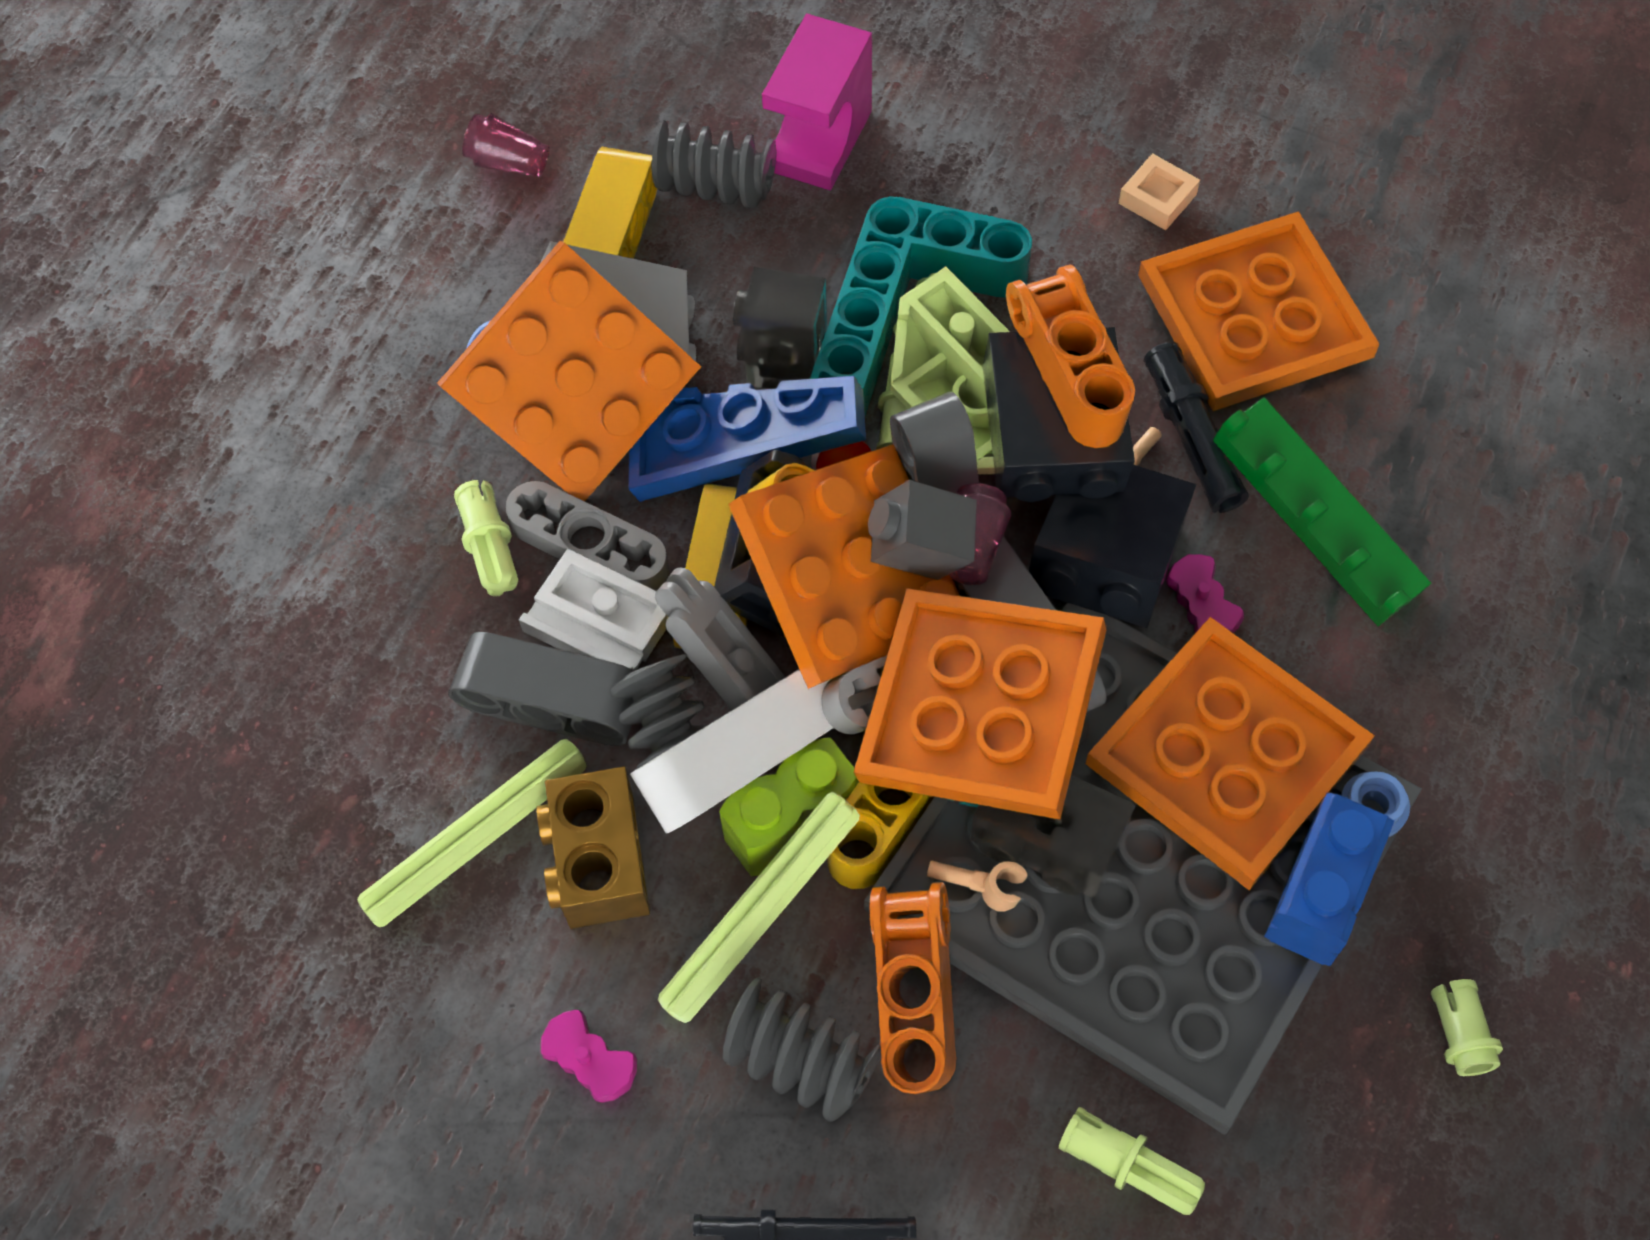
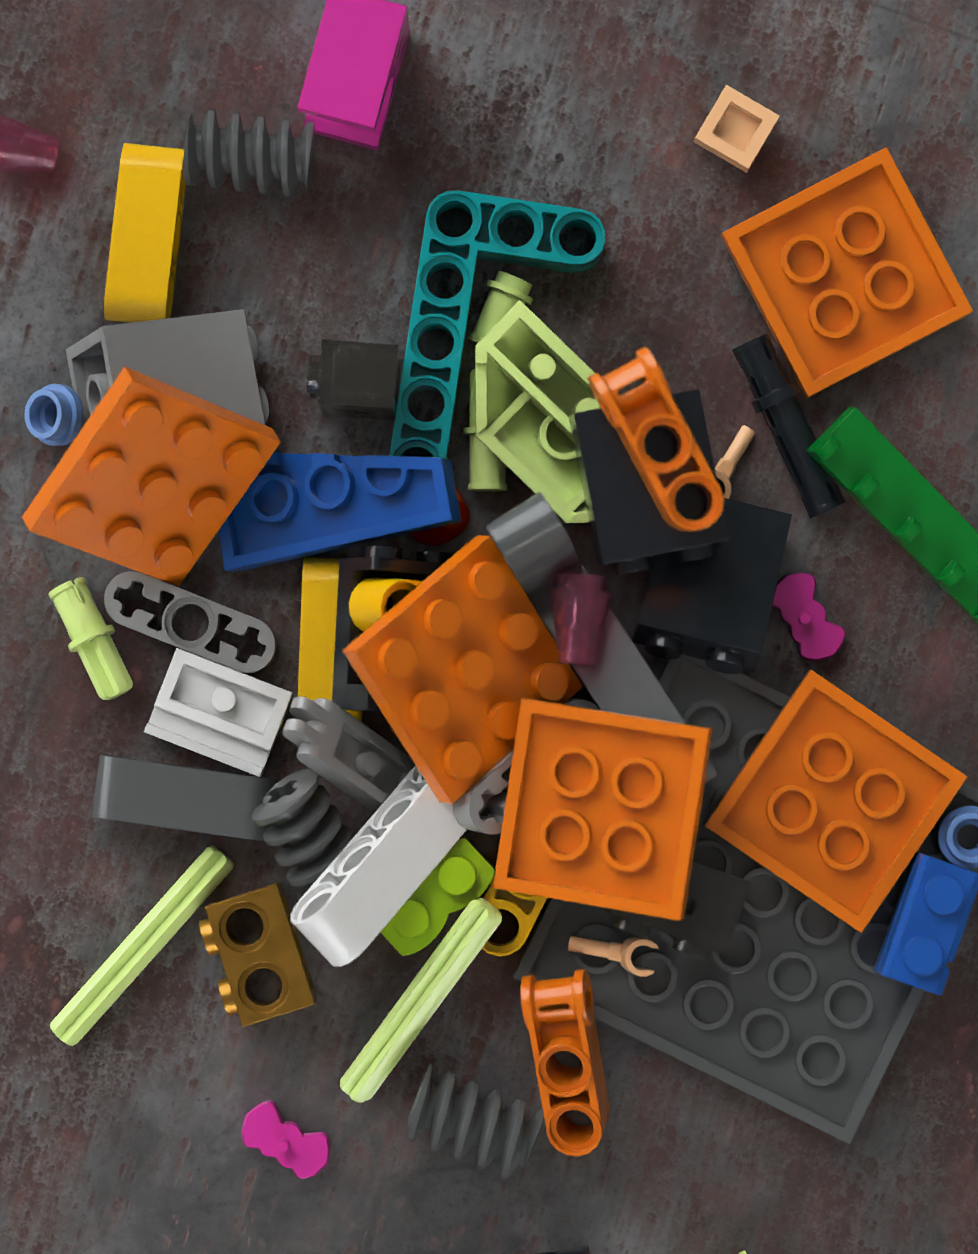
camera: 10 degrees left, 25 degrees up
(923, 530) = (530, 640): dark grey brick -> none
(1131, 1162) = (768, 1178): yellowish green axle -> none

